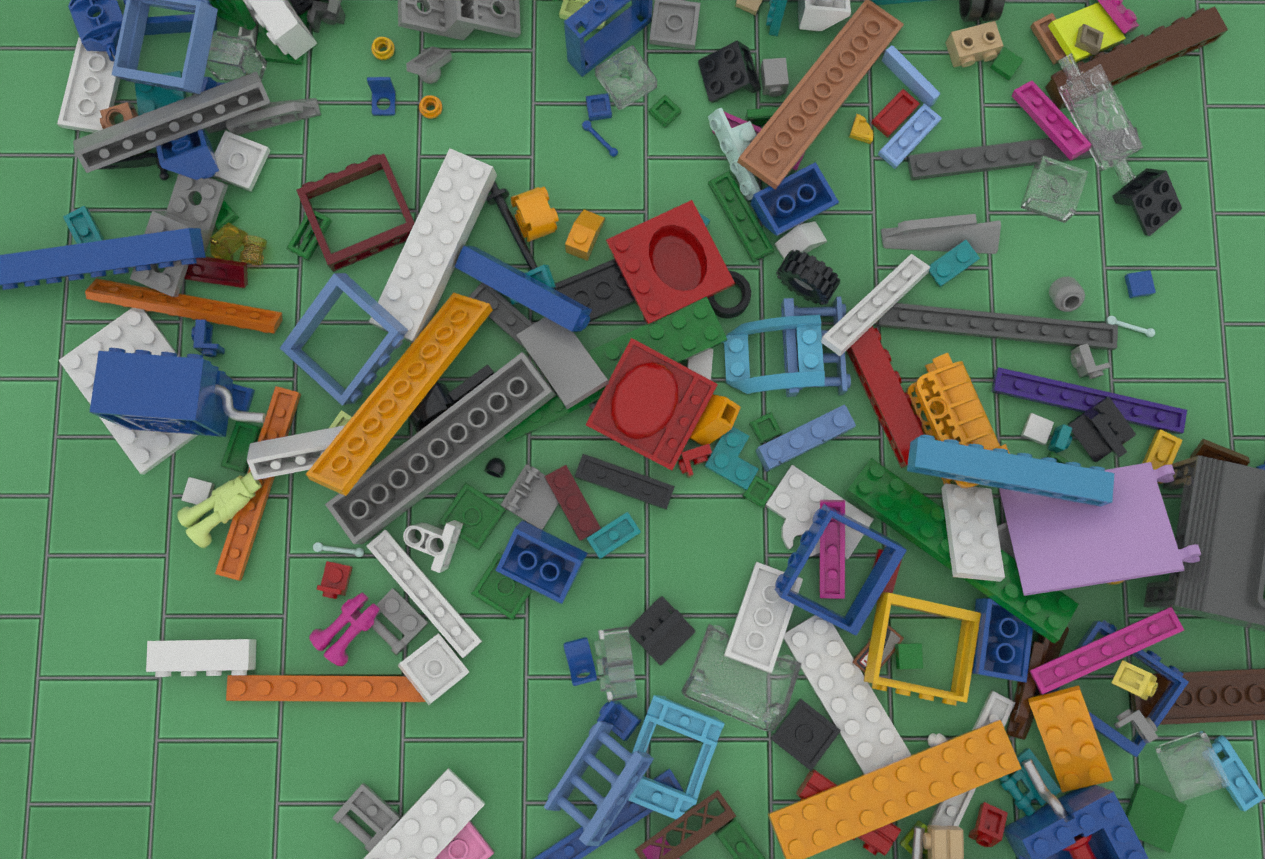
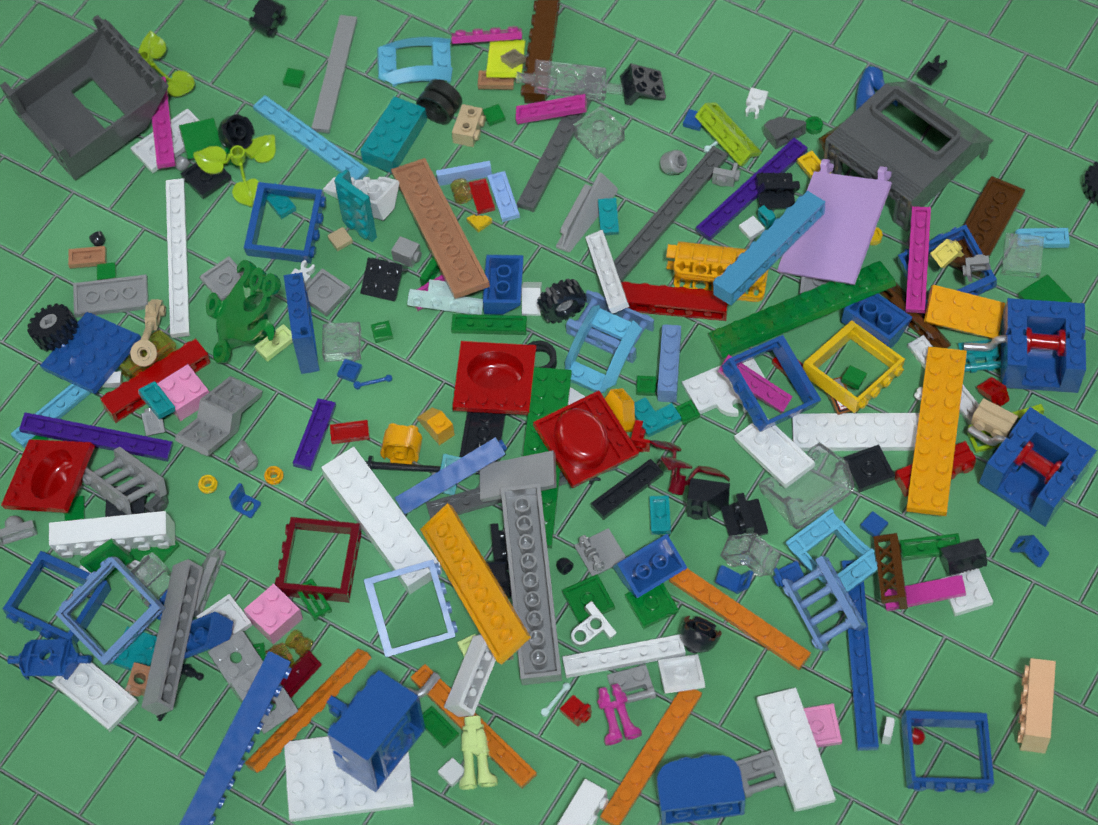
camera: 50 degrees left, 20 degrees down
(83, 226) = (200, 751): teal plate -> none
(269, 204) = (273, 614): none -> bright pink brick
(303, 768) = (700, 789): none -> blue brick
(489, 663) = (699, 634): none -> black cylinder
(500, 117) = (314, 434): none -> dark purple plate
(526, 151) = (349, 432): none -> red tile
(541, 696) = (741, 618): none -> orange plate
(572, 502) = (620, 528): dark red plate -> none
(655, 575) = (706, 498): none -> black slope
(662, 529) = (679, 480): none -> dark red plant
(738, 778) = (874, 524): none -> blue tile
(888, 84) = (461, 191): none -> clear yellow wheel
(972, 533) = (795, 295): white plate -> none
(1144, 331) = (727, 133): none -> lime fence
(1188, 392) = (783, 130): none -> dark grey slope
(1209, 337) = (755, 101): none -> white plate
(1219, 422) = (814, 125): none -> green tile

